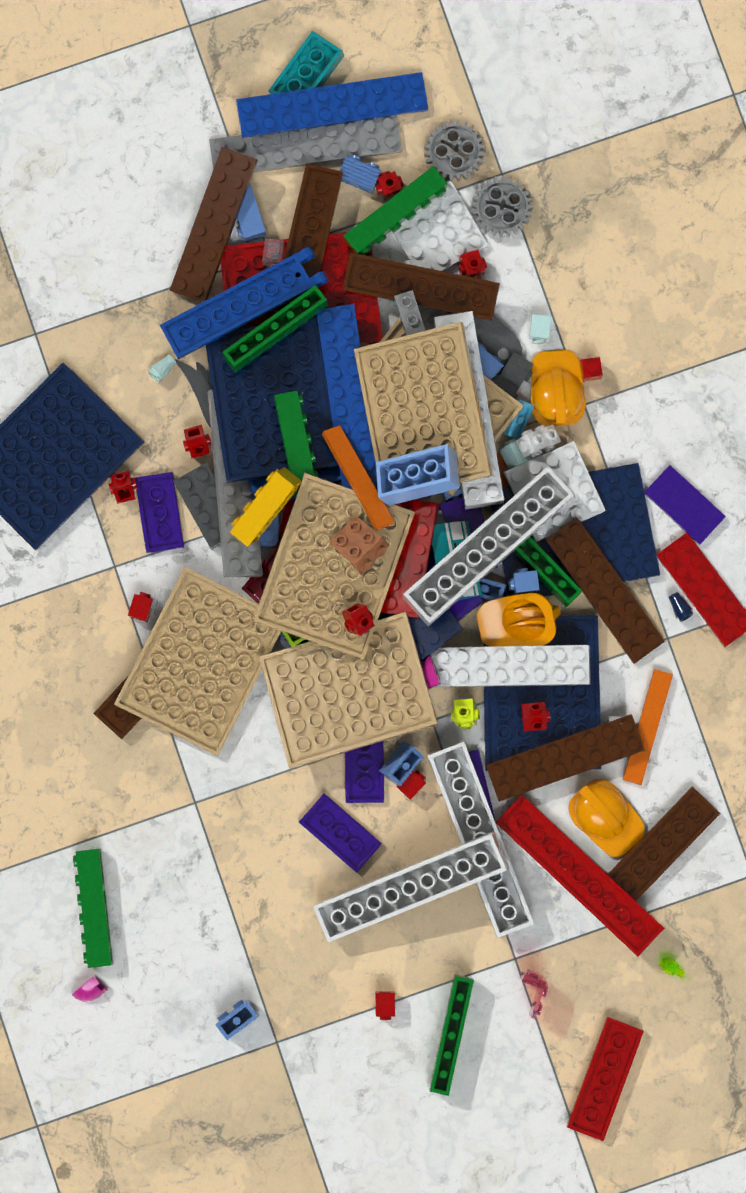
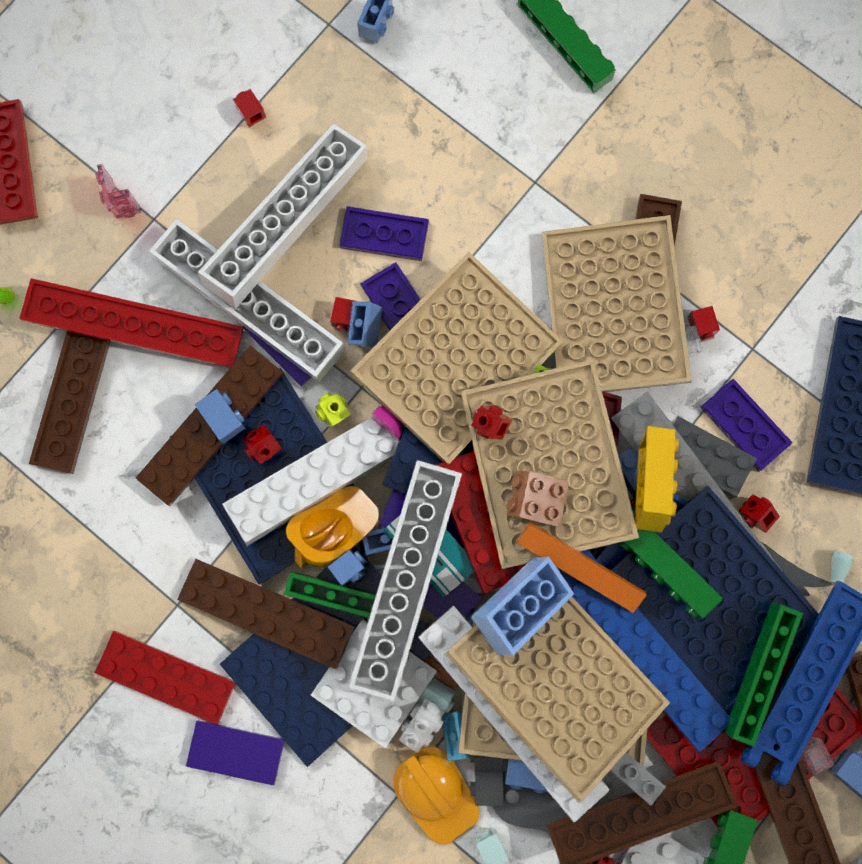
camera: 150 degrees right, 5 degrees down
(123, 487) = (798, 425): red brick -> none
(451, 1035) = (171, 114): green brick -> none
(552, 754) = (220, 416): none -> medium blue brick
(591, 369) = (412, 837): red brick -> none
(606, 817) = (140, 395): light orange piece -> none
(648, 725) = (148, 509): orange tile -> none
(680, 607) = (180, 643): dark blue cone -> none

